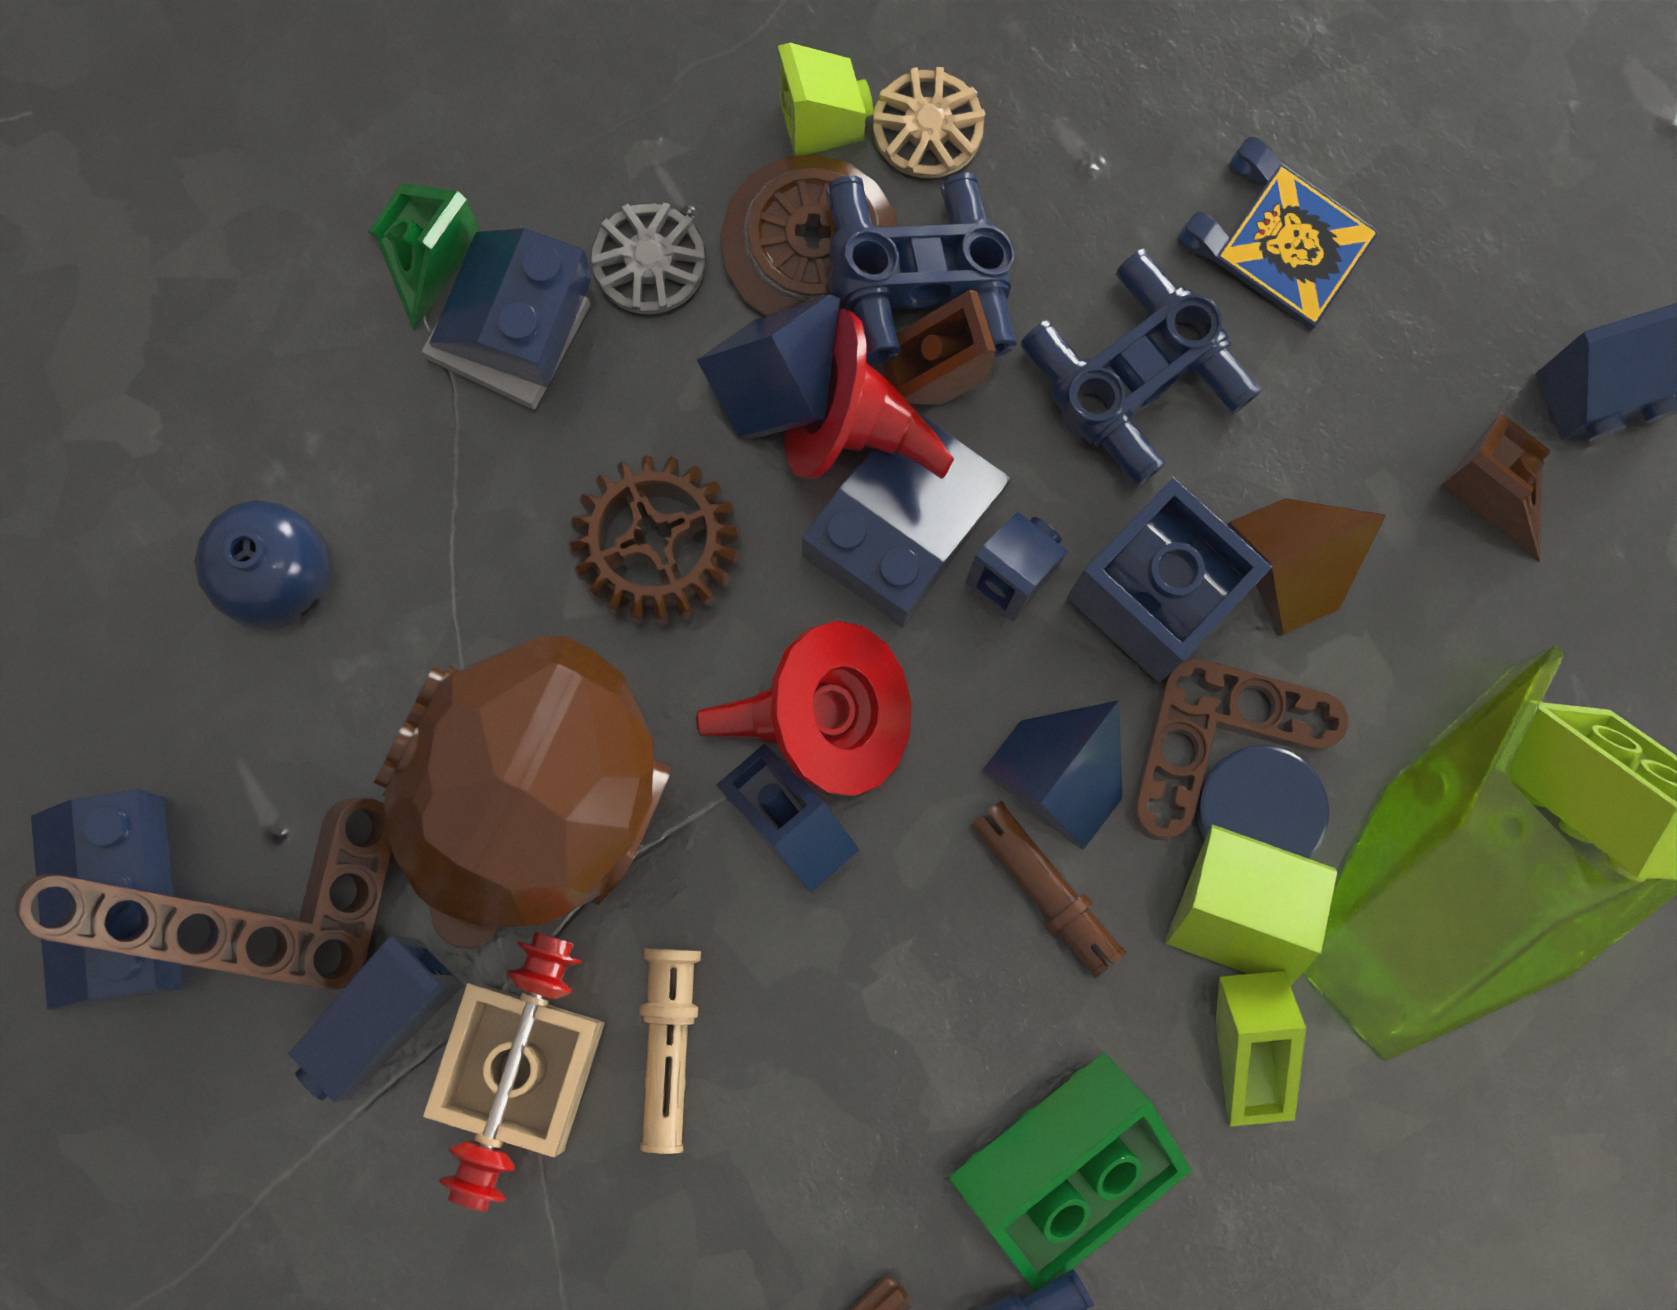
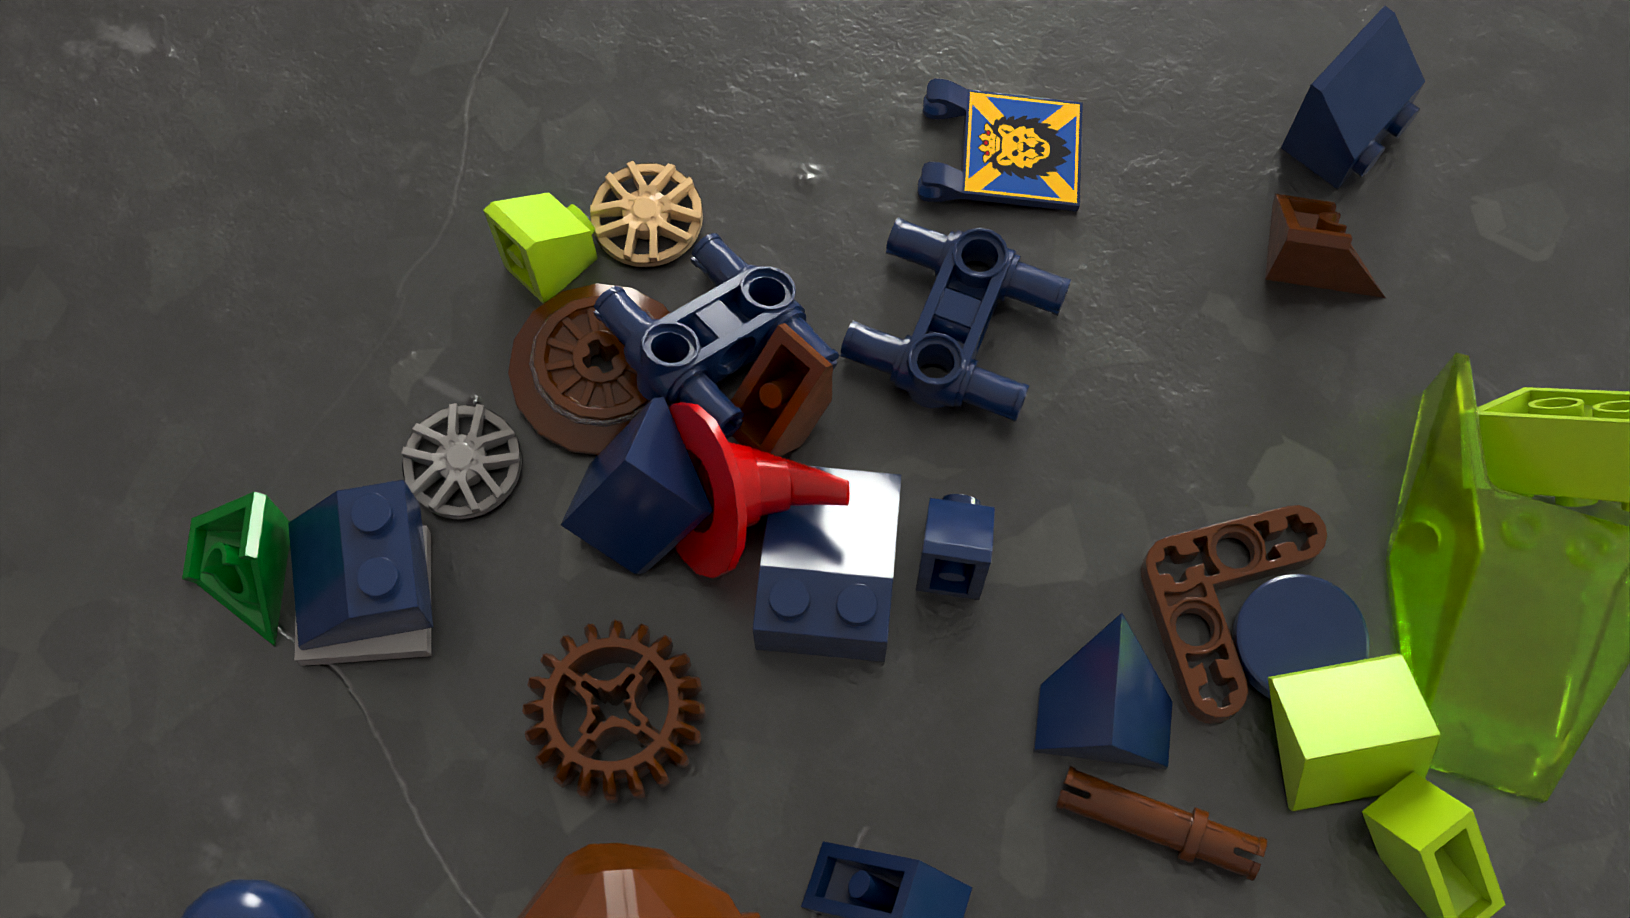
camera: 25 degrees left, 10 degrees down
(832, 709) = (869, 771): red piece -> none
(1167, 580) = (1100, 484): dark blue brick -> none
(1312, 556) = (1193, 401): reddish brown slope -> none

